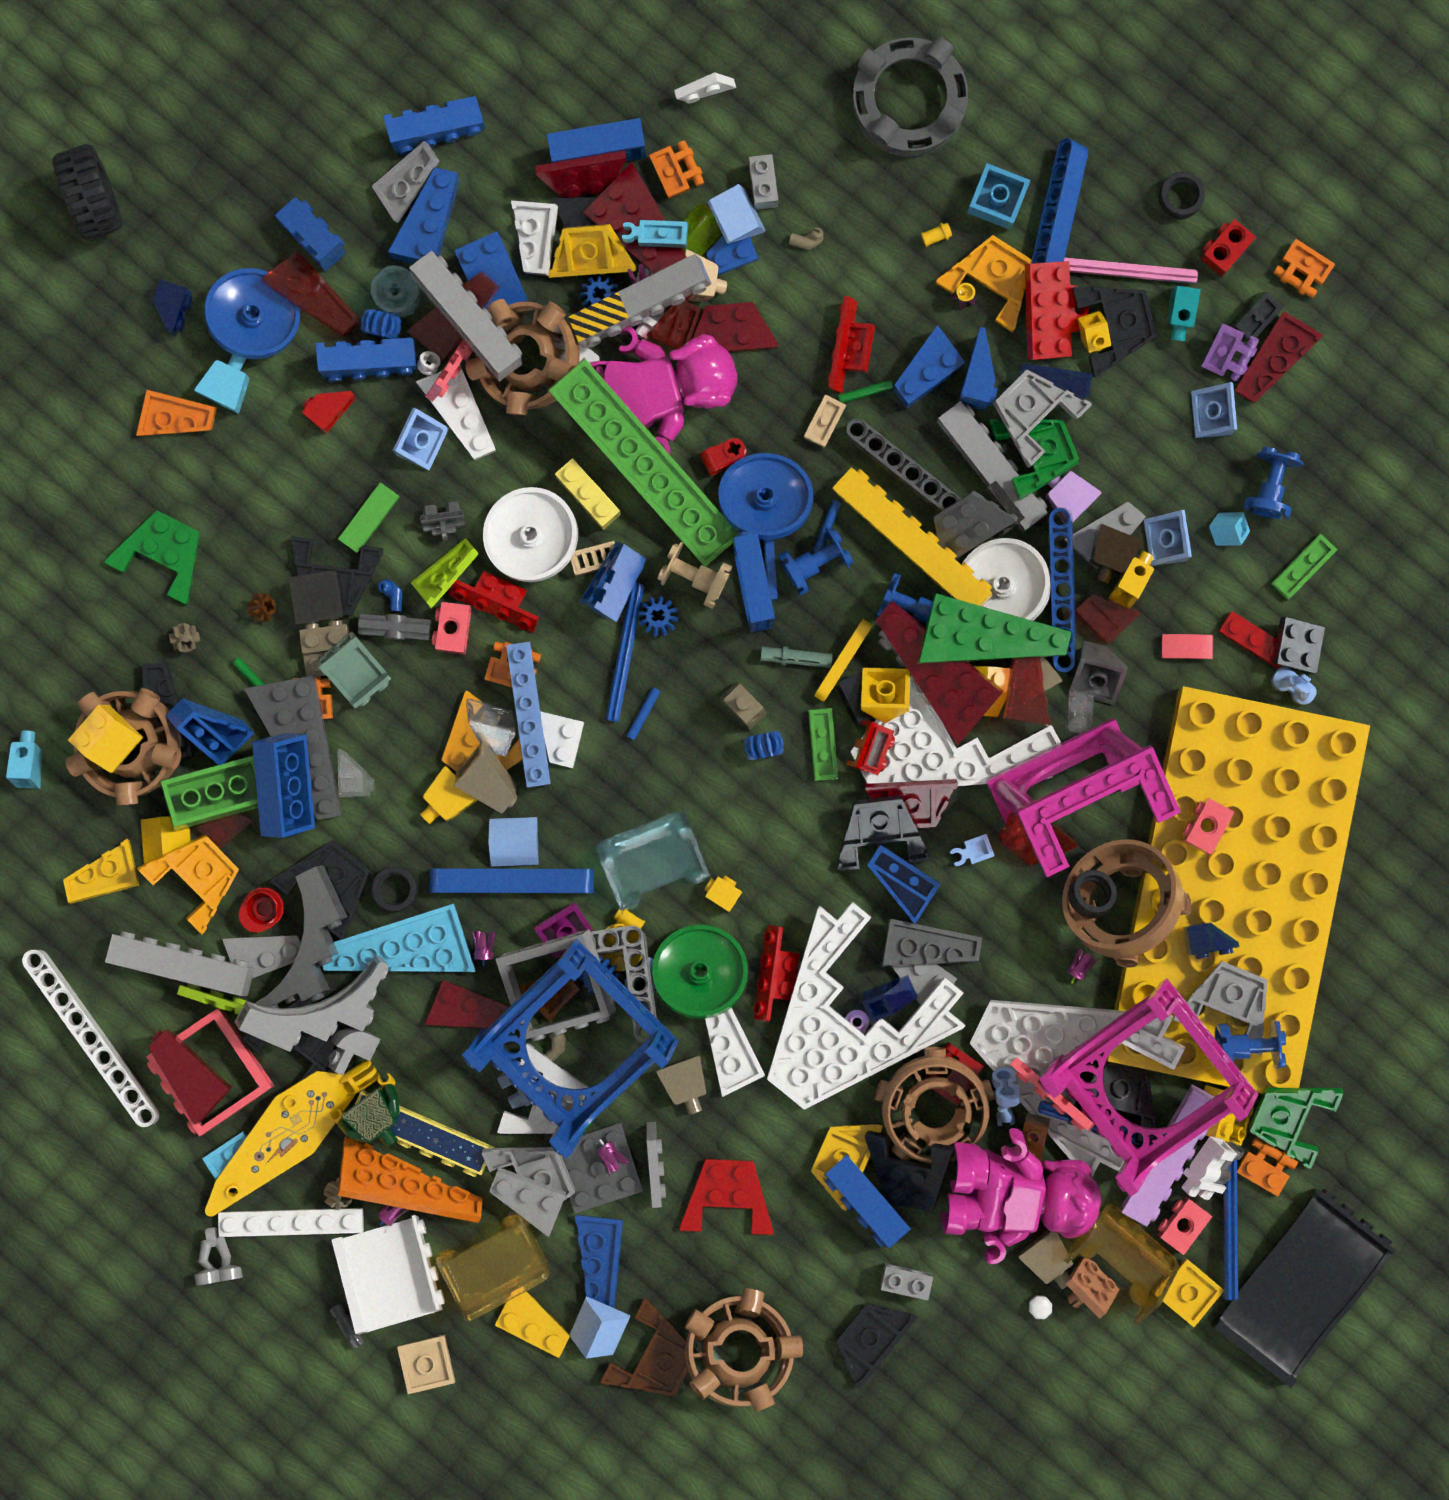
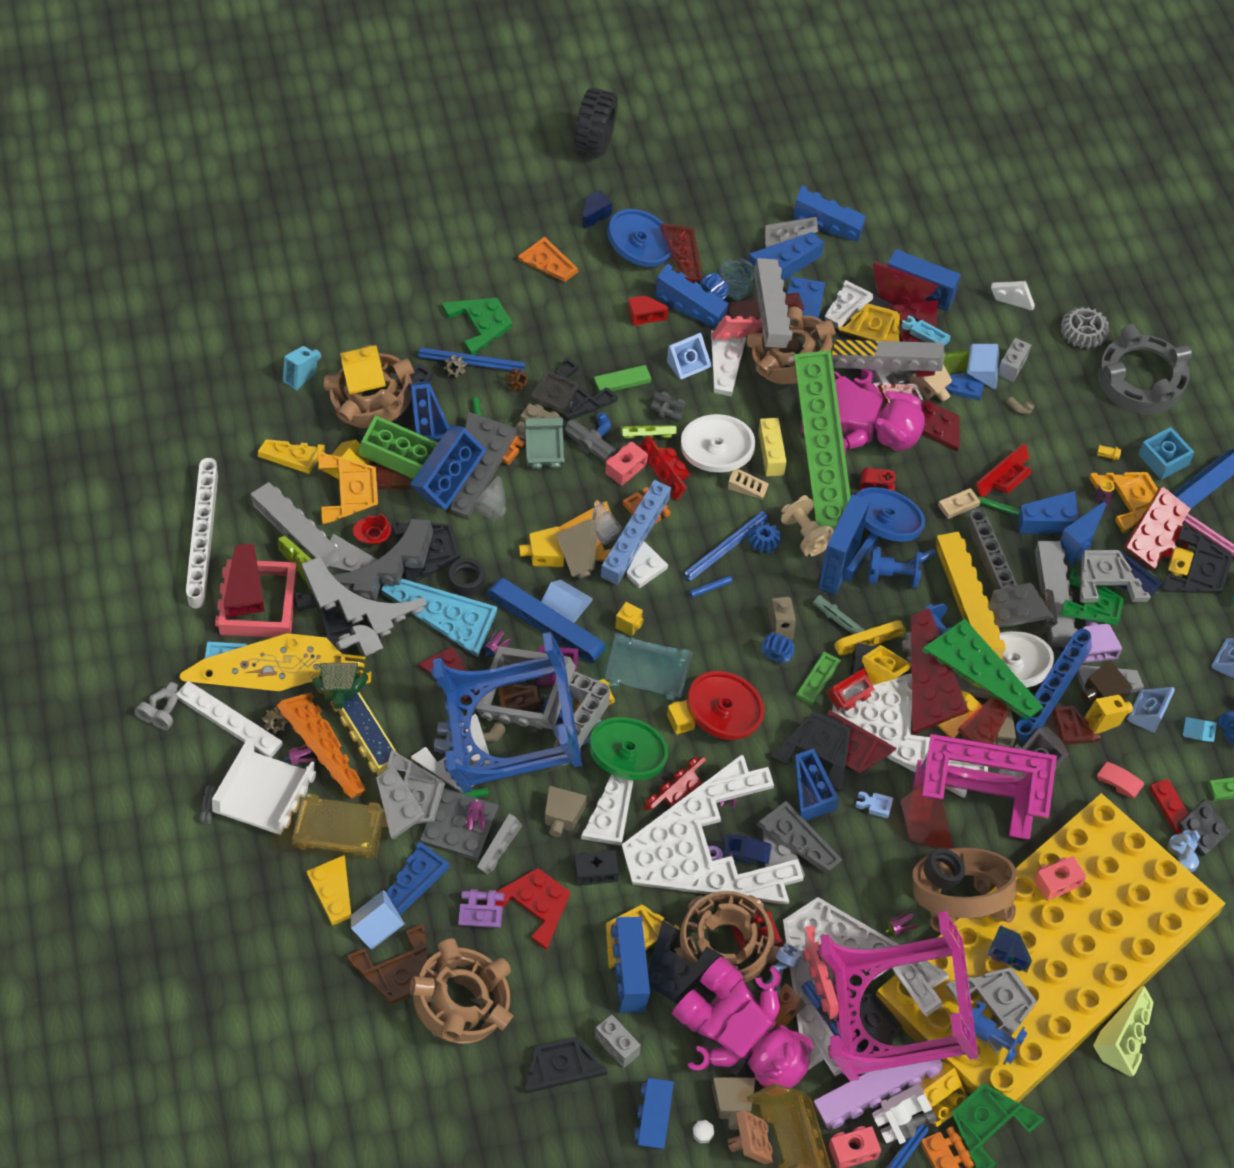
camera: 35 degrees right, 30 degrees down
(193, 612) = (473, 360): none -> blue axle
(225, 384) = (593, 263): medium azure torso -> none
(311, 233) = (709, 225): blue wedge -> none
(426, 1364) = (239, 863): tan plate -> none
(594, 819) = (629, 619): none -> yellow brick
(613, 582) = (750, 499): wedge -> none
(669, 171) = (957, 324): orange plate -> none
(690, 1250) = (481, 915): none -> medium lavender plate
(756, 1132) = (588, 874): none -> black brick
(758, 852) = (725, 705): none -> red dish
(818, 78) = (1084, 327): none -> light grey gear
(988, 1325) = (654, 1113): none -> blue wedge
(1353, 936) = (1123, 1035): none -> yellowish green wedge

